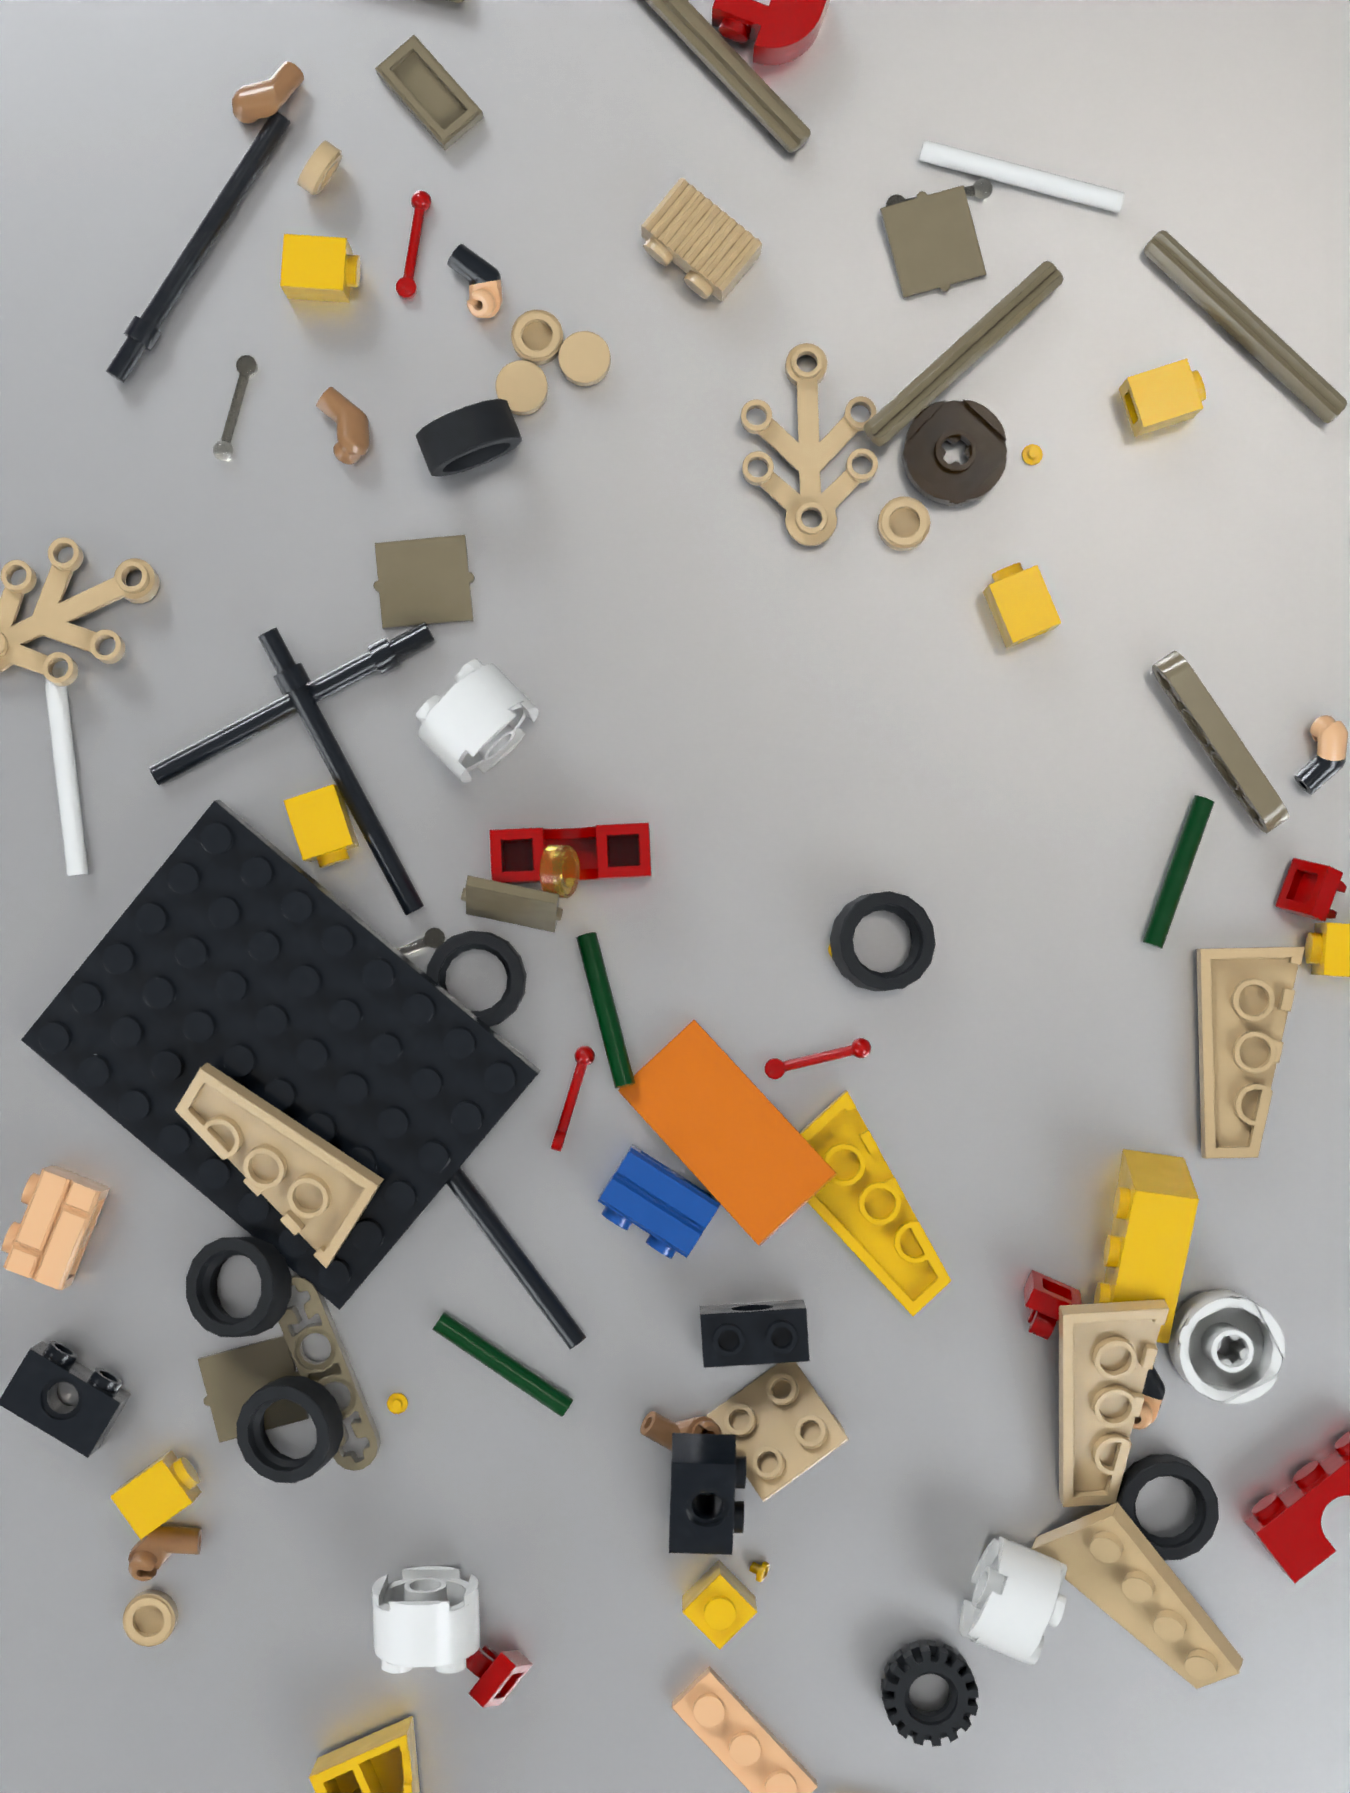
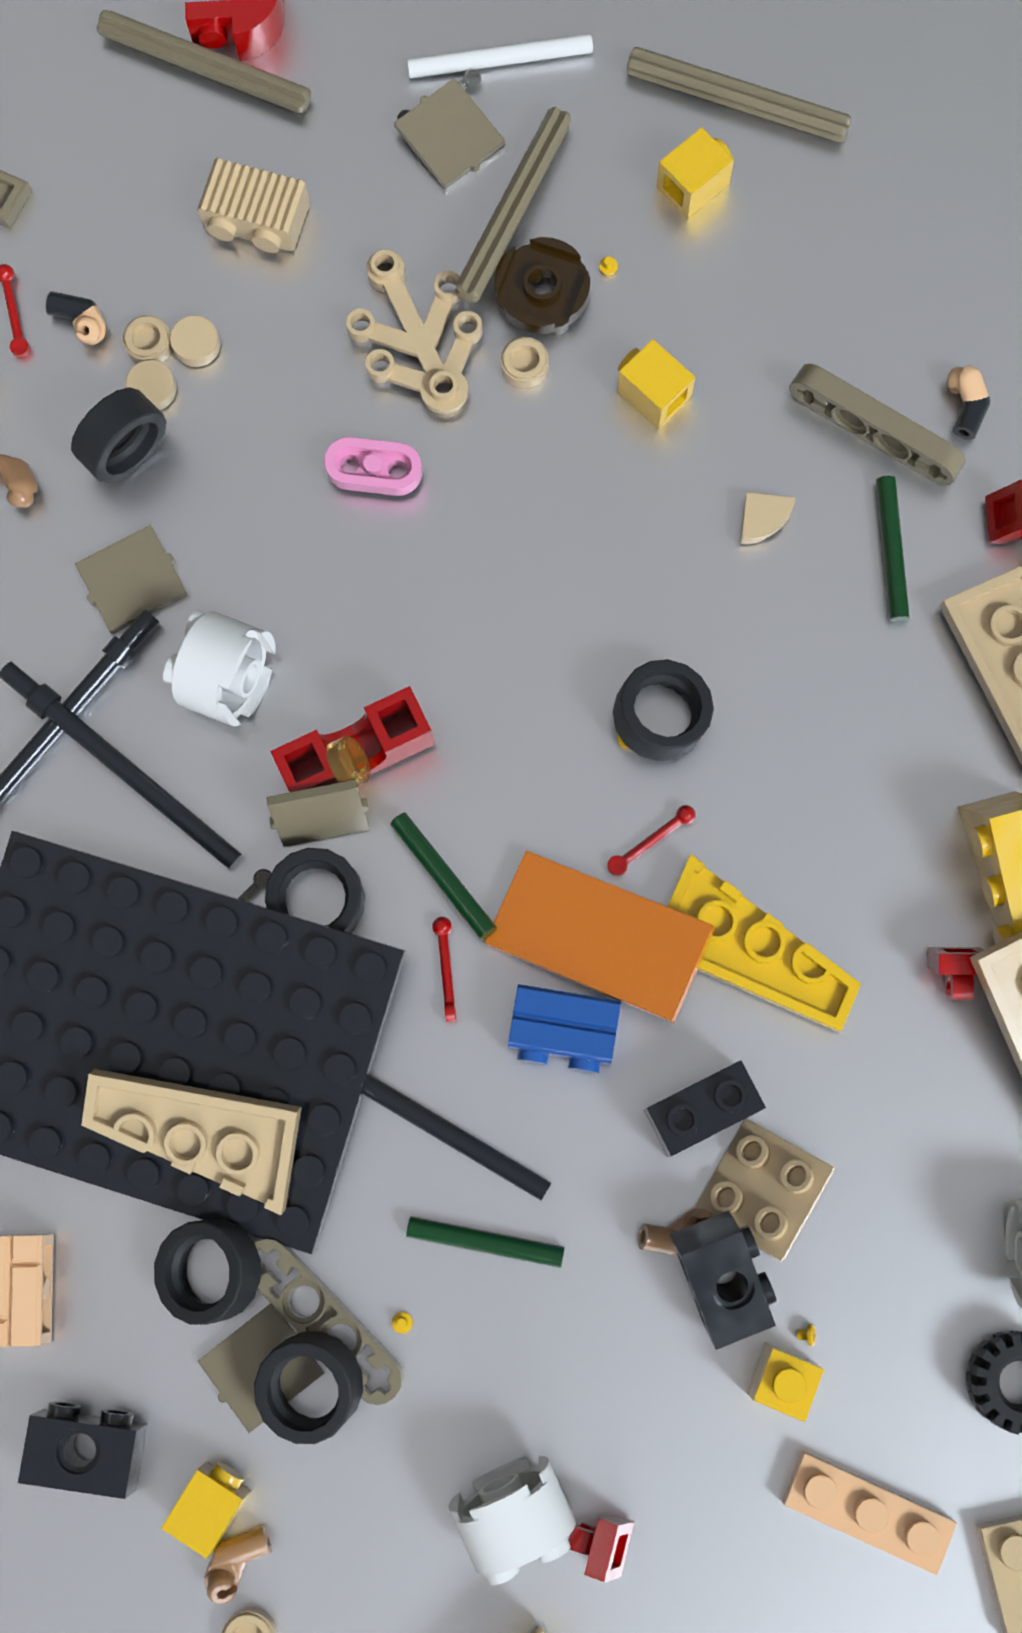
camera: 15 degrees left, 10 degrees down
(322, 825) = (120, 818): yellow brick -> none
(710, 568) = (375, 463): none -> bright pink plate
(1068, 785) = (764, 516): none -> tan tile

